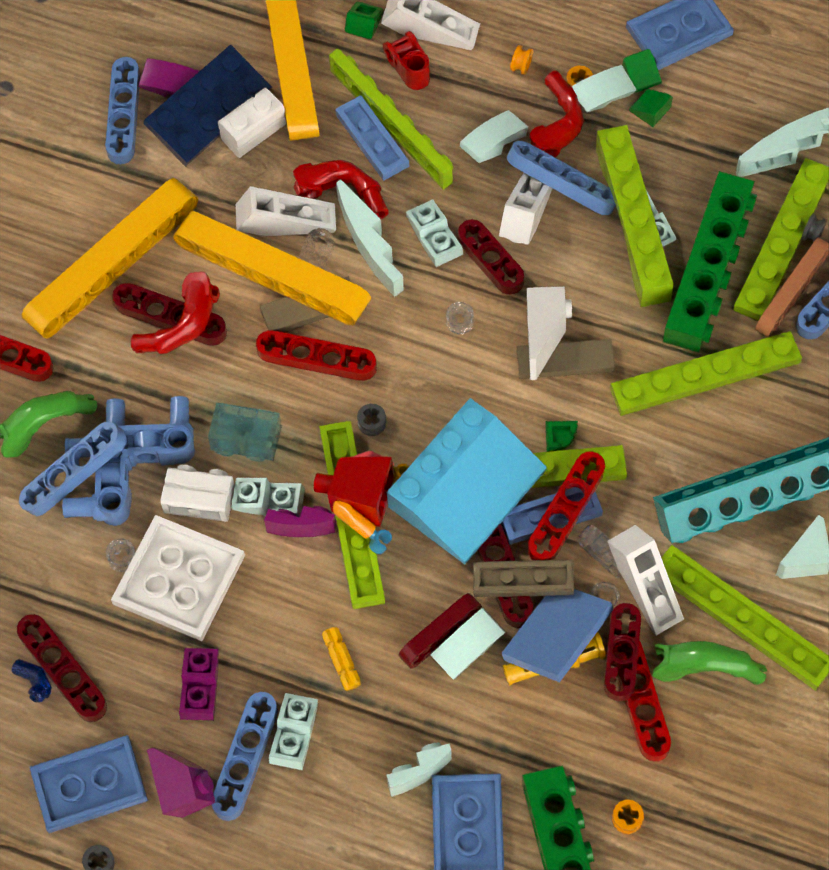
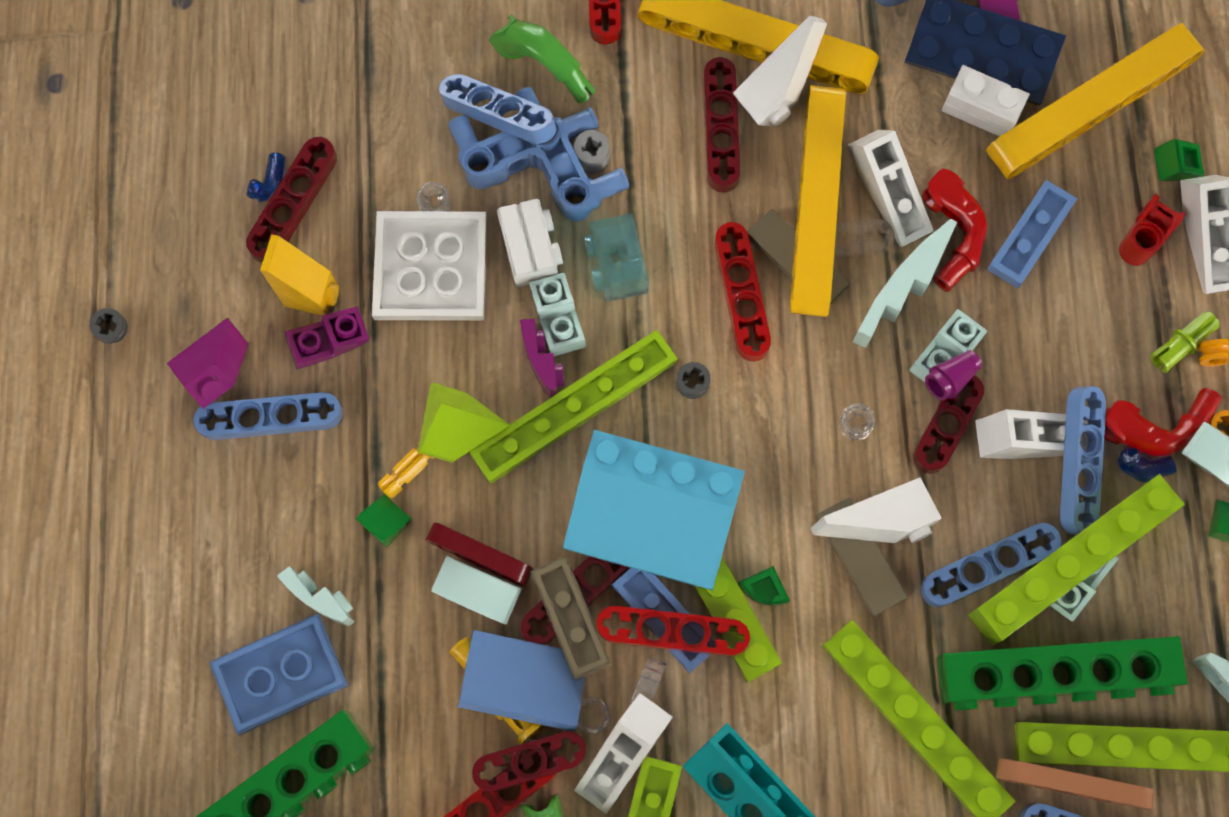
camera: 65 degrees right, 10 degrees up
(88, 784) = (184, 280): medium blue tile -> none
(145, 405) = (592, 160): none -> light grey wheel
(146, 676) = (298, 278): none -> yellow slope
(162, 254) = (780, 79): none -> white slope
(197, 310) = (719, 148): red piece -> none
(293, 731) = (313, 453): light aqua slope -> none
(325, 605) = (455, 424): none -> lime slope
(360, 493) = (591, 400): red torso -> none
(377, 696) = (384, 520): none -> green slope
(398, 125) = (1061, 257): lime plate -> none
(458, 234) = (952, 375): none -> magenta cone
(491, 136) = (1098, 360): light aqua slope -> none
(503, 76) = (1184, 341): none -> lime axle
(586, 144) = (1143, 469): none -> clear blue arm
(613, 274) = (990, 564): none -> medium blue beam
(814, 228) = (1164, 779): dark grey bush -> none

